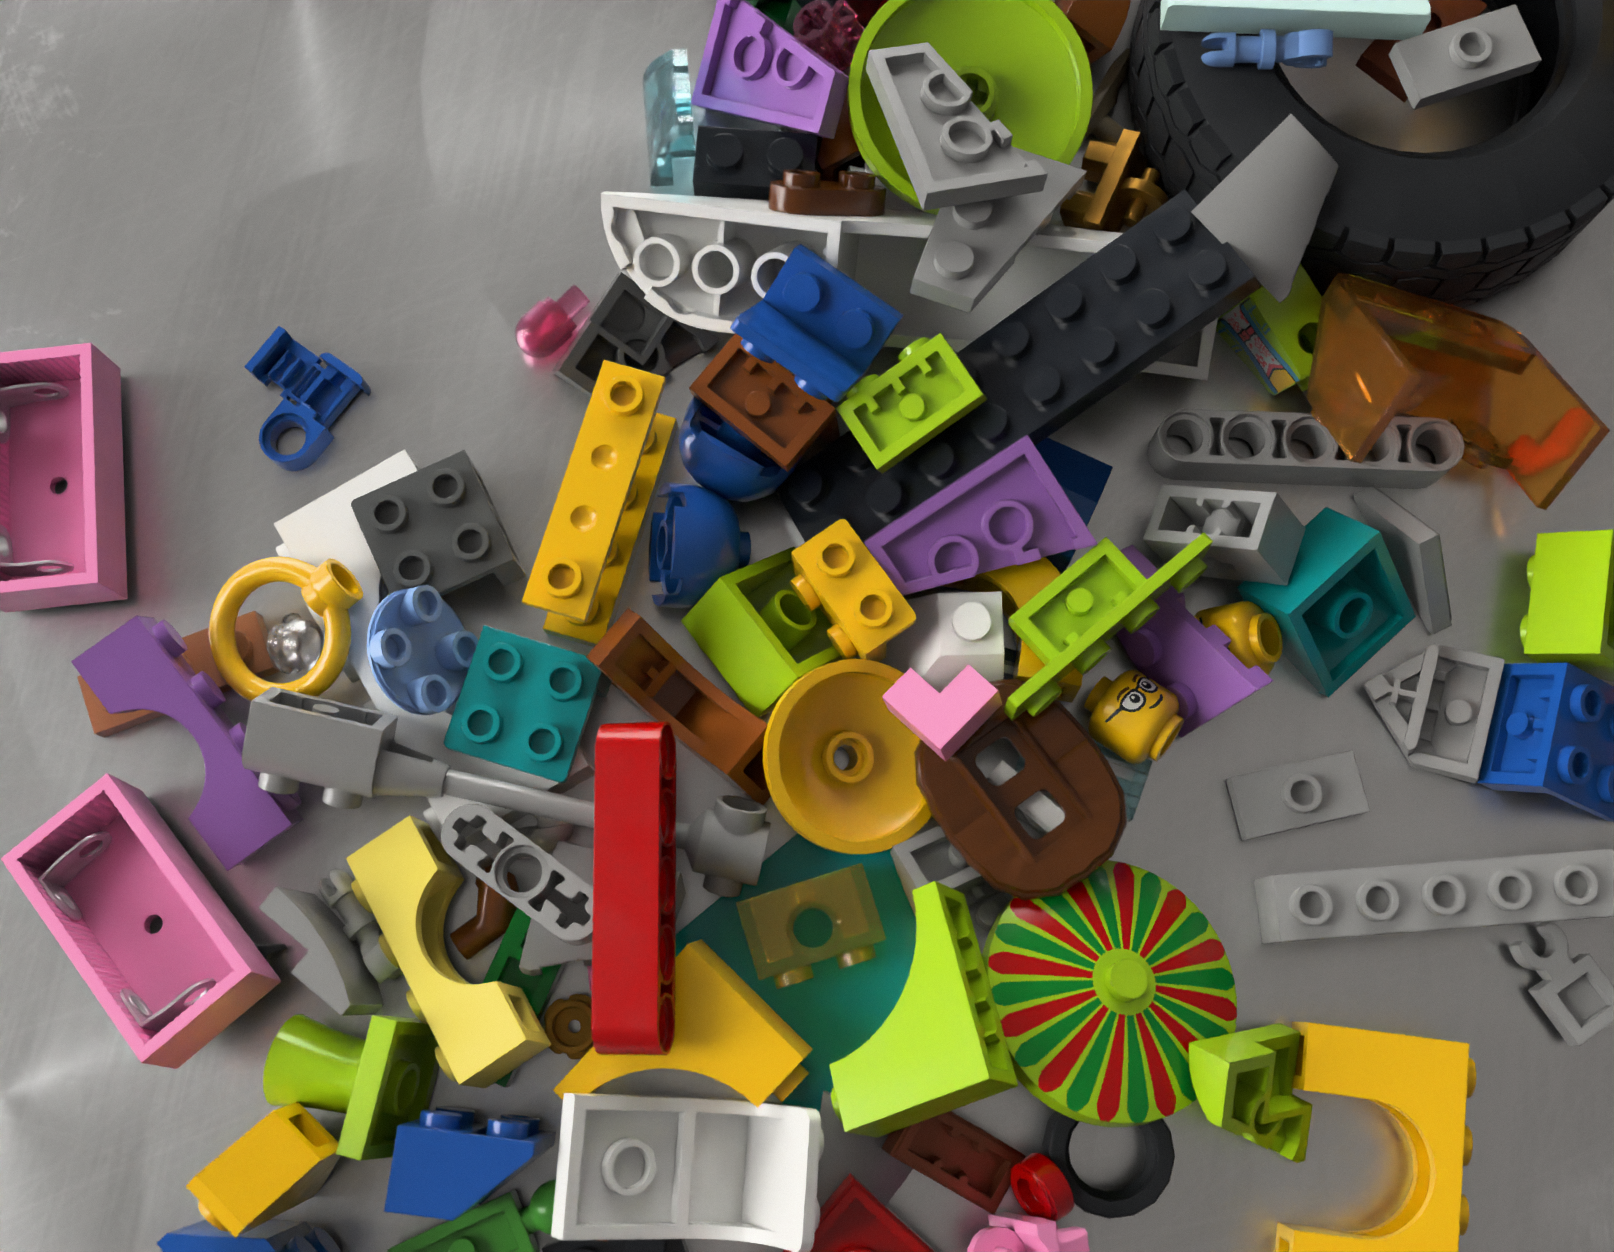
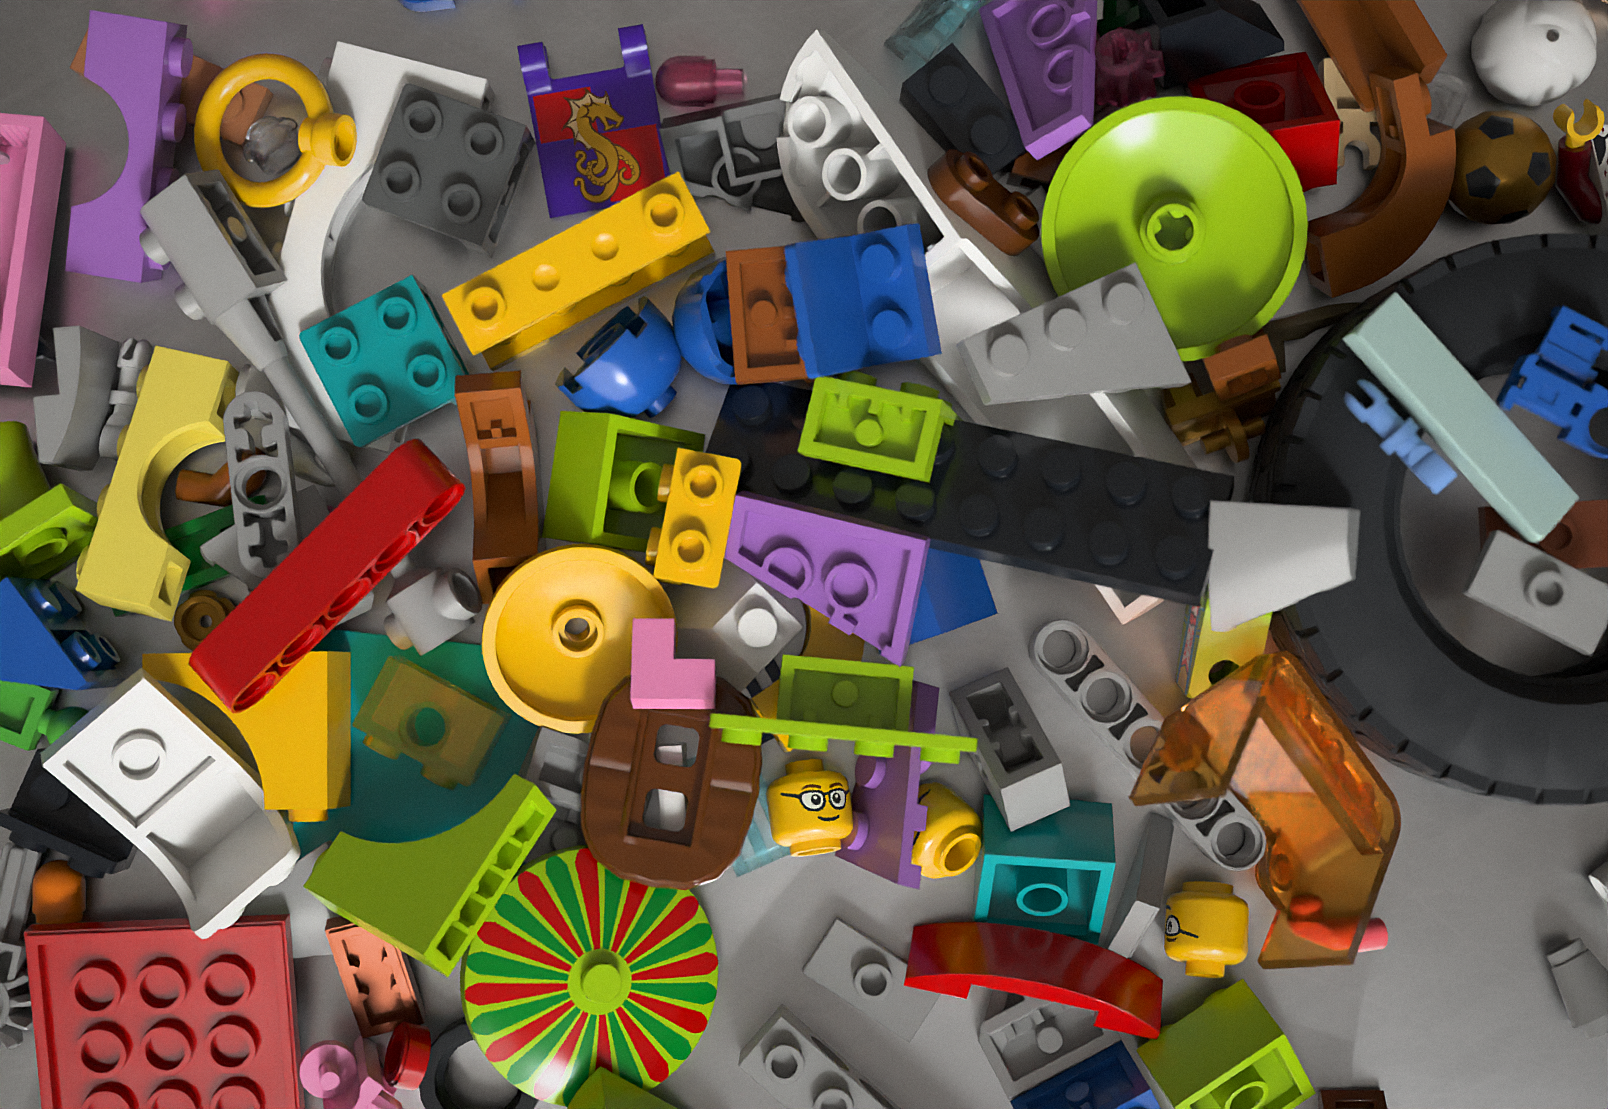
camera: 40 degrees right, 10 degrees up
(419, 650) = (346, 249): light blue dish -> none
(513, 419) = (595, 129): none -> flag
(942, 136) = (1104, 249): light grey wing -> none
(1105, 133) = (1242, 365): none -> dark orange bracket
(1393, 665) = (1039, 966): none -> red slope
(1477, 527) = (1206, 928): none -> yellow head

